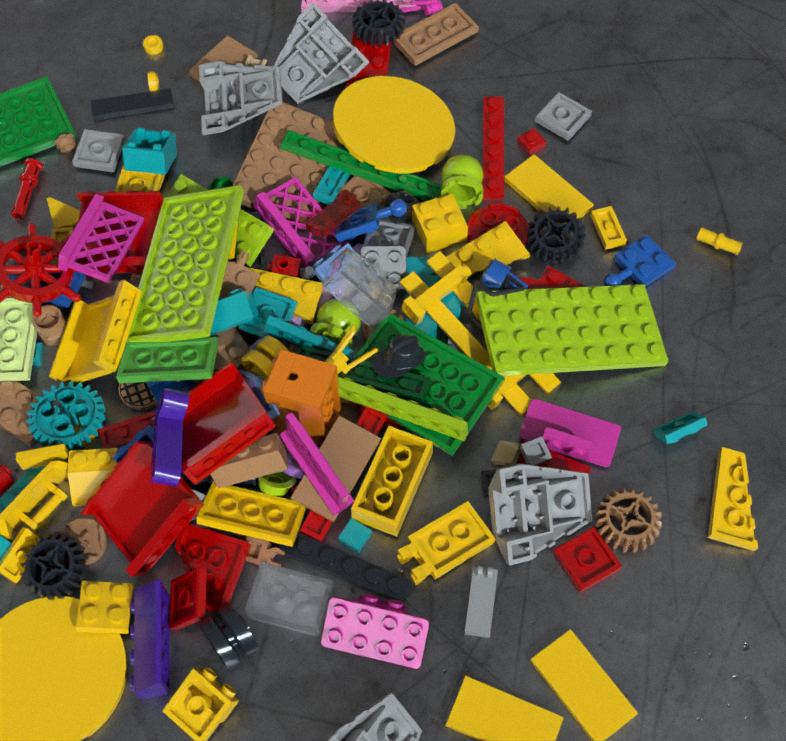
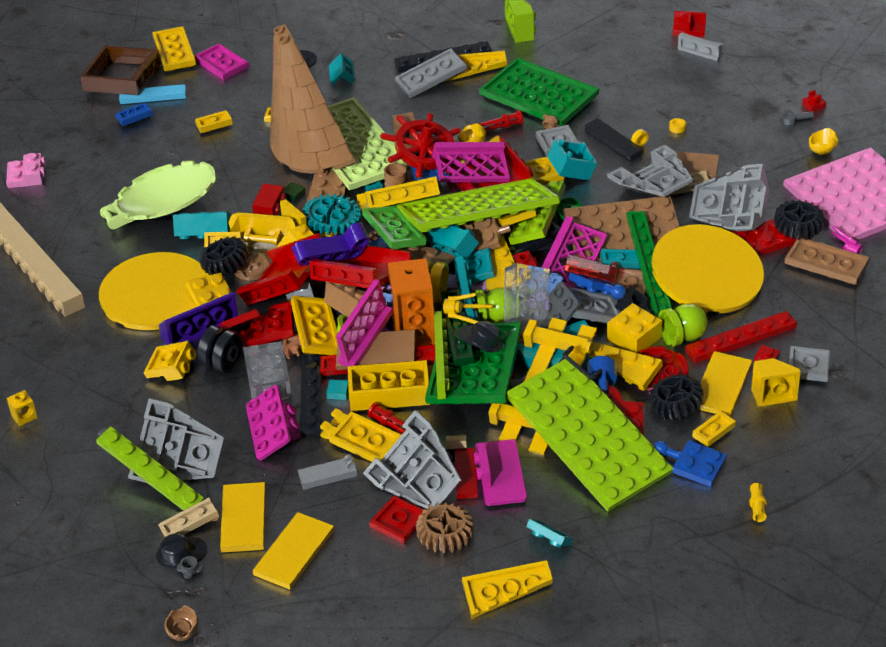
camera: 65 degrees right, 20 degrees down
(35, 214) = (472, 133): none -> yellow hair
(436, 503) = (387, 418): none -> red pin
(535, 452) = (463, 451): light grey plate -> none
(583, 152) = (774, 382): none -> yellow slope

